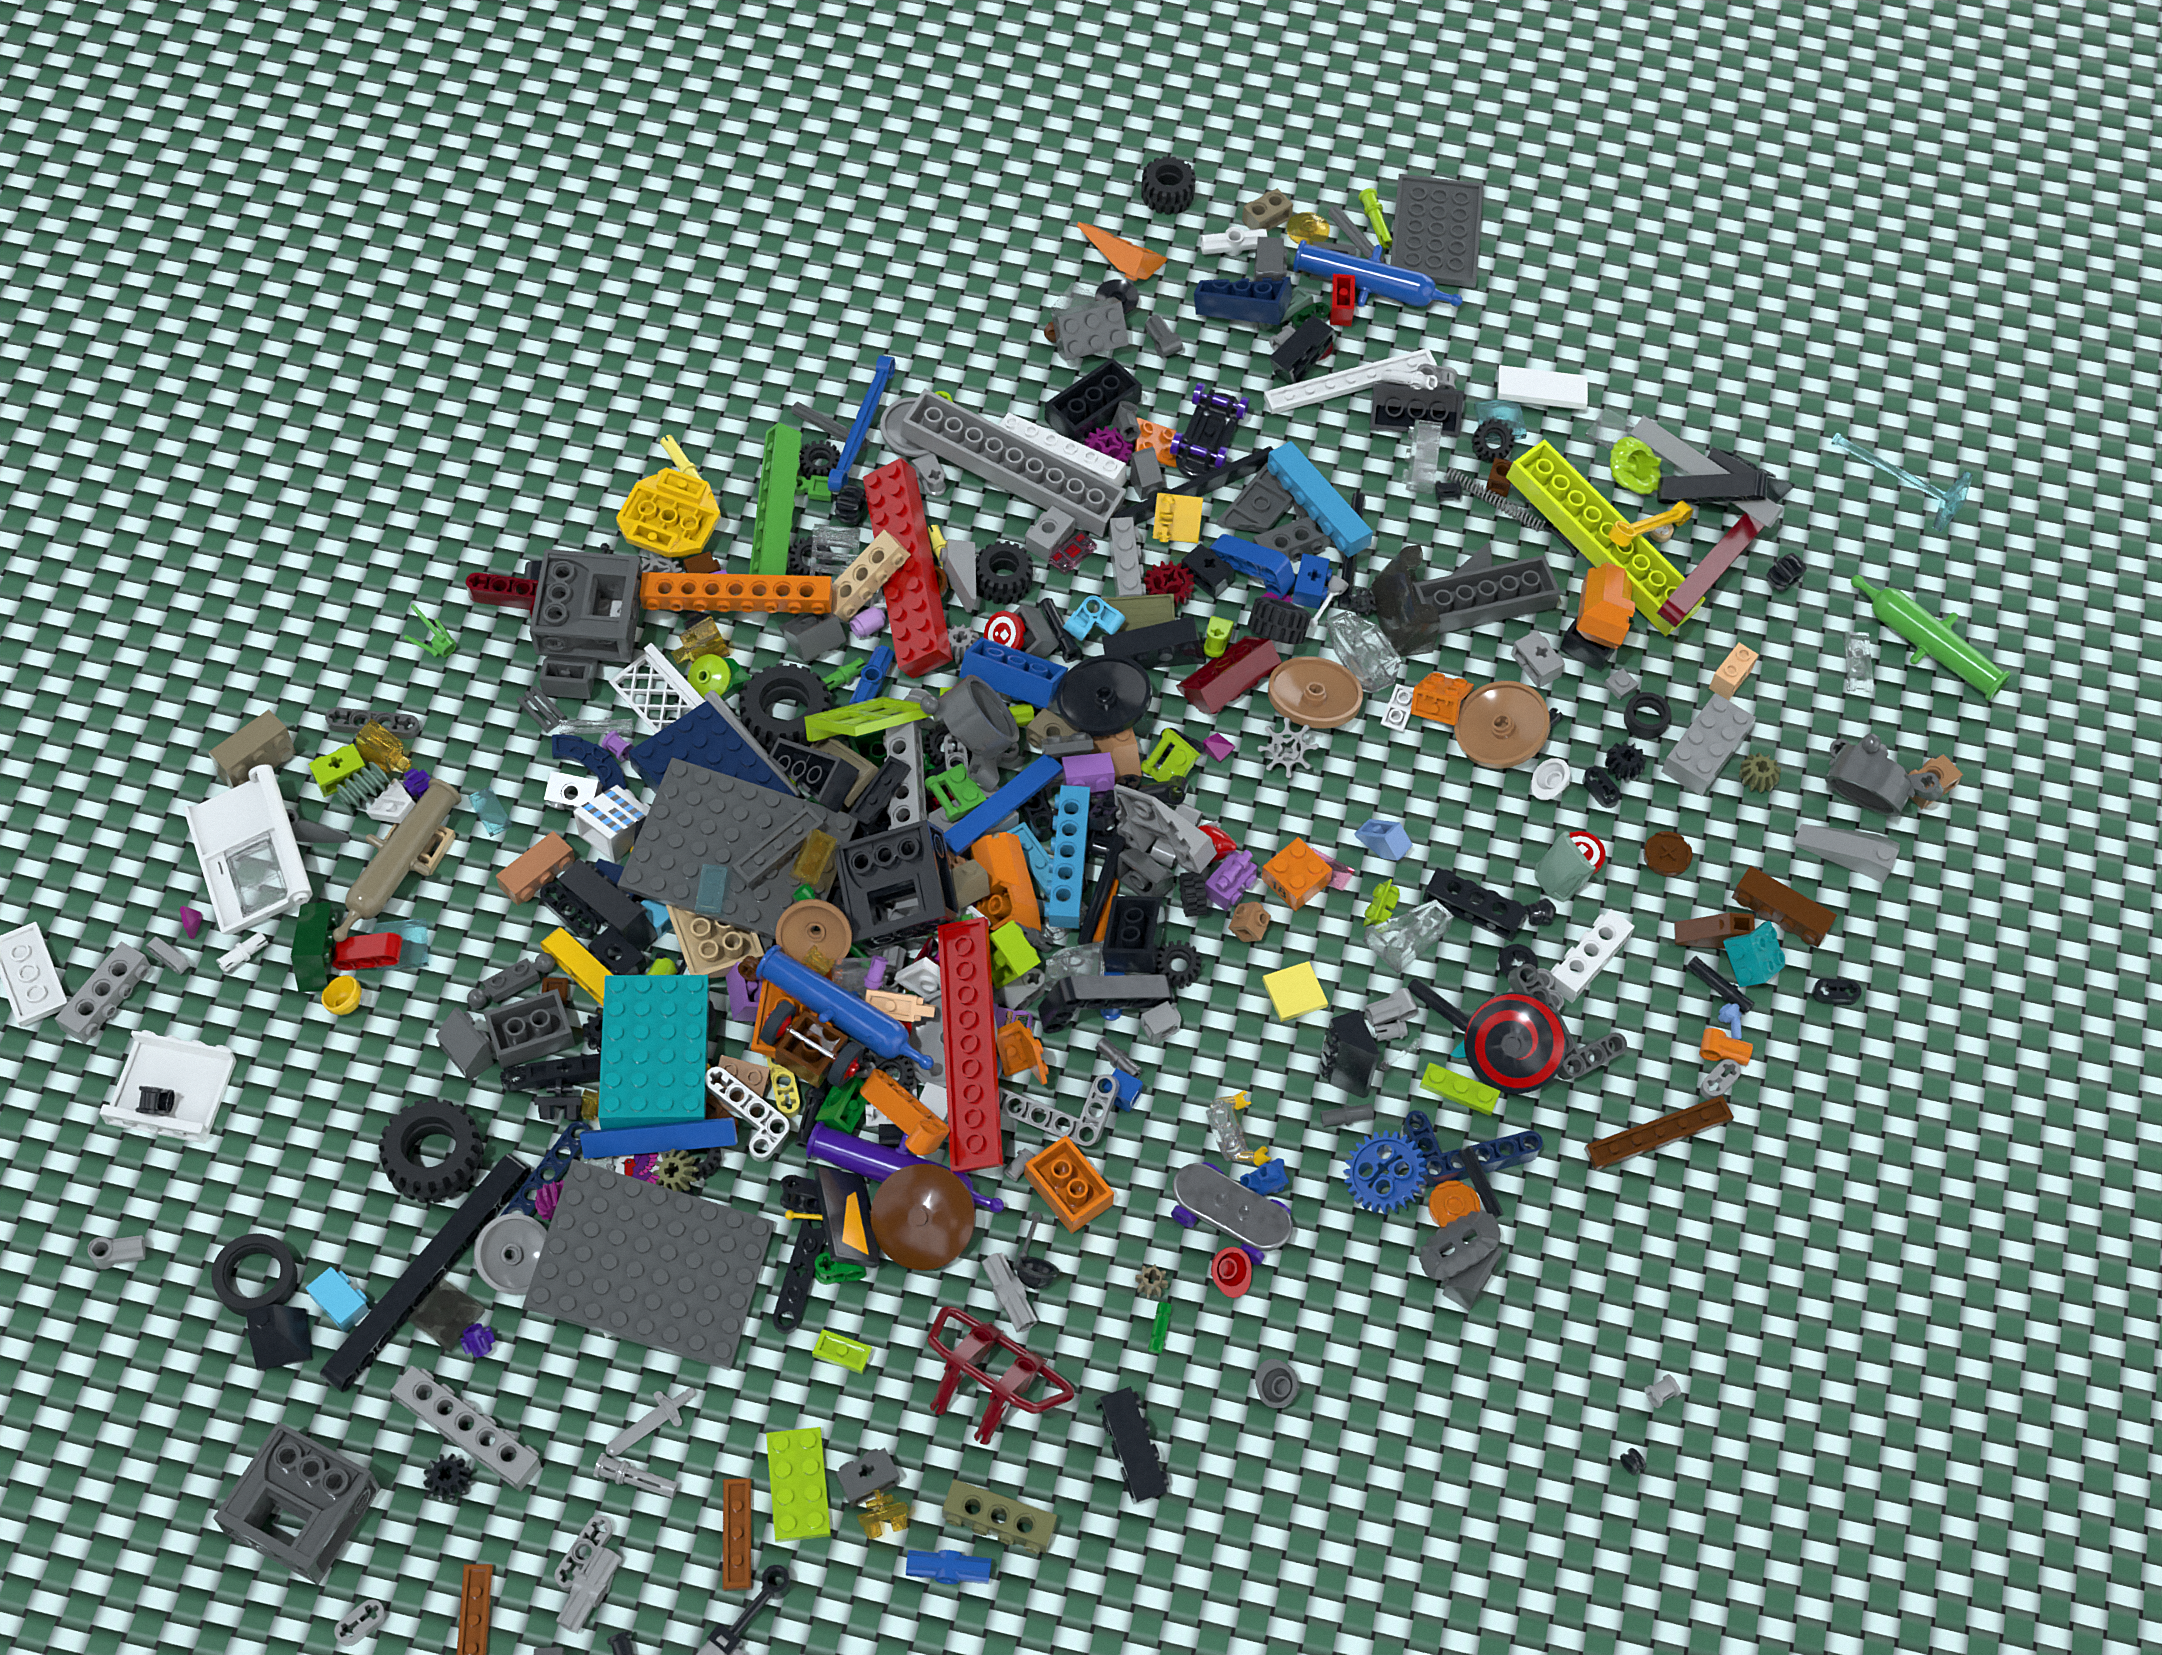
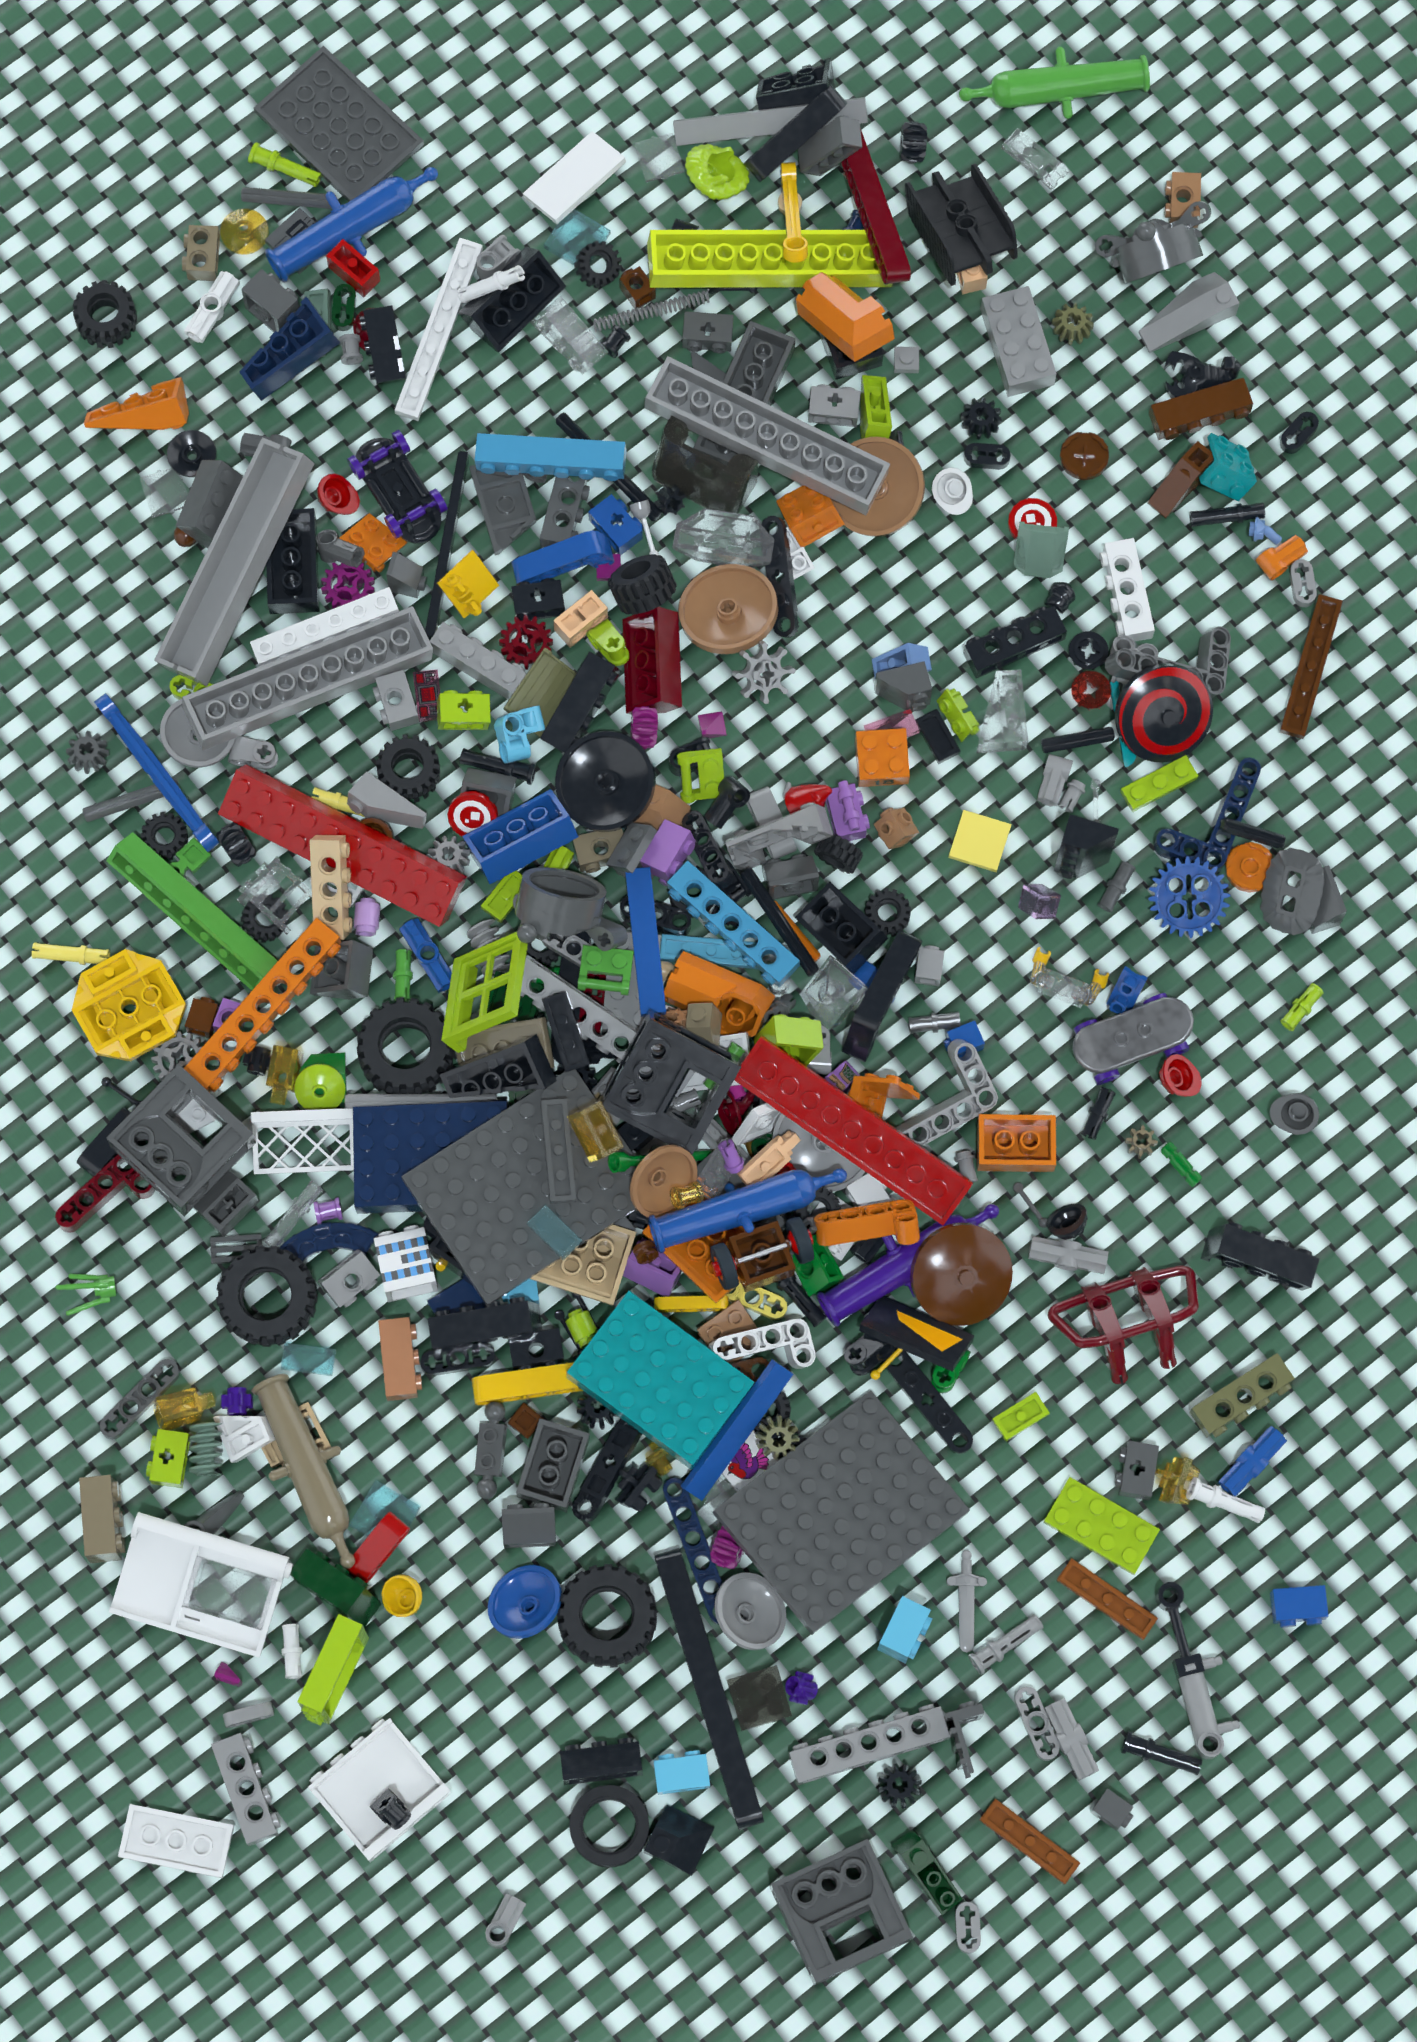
camera: 50 degrees left, 15 degrees up
(238, 998) = (332, 1670): none -> lime window
(303, 1230) = (601, 1761): none -> black slope
(385, 1552) = (927, 1871): none -> dark green slope
(398, 1082) = (519, 1593): none -> blue dish
(506, 720) = (237, 1276): none -> black tyre
(528, 1482) = (964, 1714): none -> dark grey plate
(584, 1383) = (904, 1629): none -> medium azure brick
(739, 1038) = (689, 1304): none -> yellow beam
(841, 377) = (86, 744): none -> dark grey gear
(890, 1554) = (1215, 1497): none -> white pin
(1057, 359) = (234, 561): none -> light grey piece
(1079, 577) = (452, 717): none -> lime brick
(1147, 1232) = (1098, 1113): none -> black pin
(1168, 398) = (337, 495): none -> red piece
(1172, 698) = (644, 726): none -> magenta gear
(1217, 602) = (580, 618): none -> light nougat brick
(1283, 1066) = (1039, 901): none -> panel
(1351, 905) = (937, 736): none -> black tile
(1367, 848) = (905, 686): none -> dark grey slope
(1372, 711) = (785, 589): none -> black piece
(1373, 1327) = (1302, 1006): none -> lime pin
(1467, 619) = (767, 435): none -> light grey brick
(1483, 977) = (1094, 680): none -> clear red gear
(1512, 540) = (696, 326): none -> dark grey brick
(1563, 685) = (875, 408): none -> lime slope
(1653, 701) = (959, 348): black tyre -> none
(1725, 515) = (830, 146): none -> dark grey brick
(1755, 636) = (961, 223): none -> black piece
(1809, 885) = (1198, 374): none -> black animal

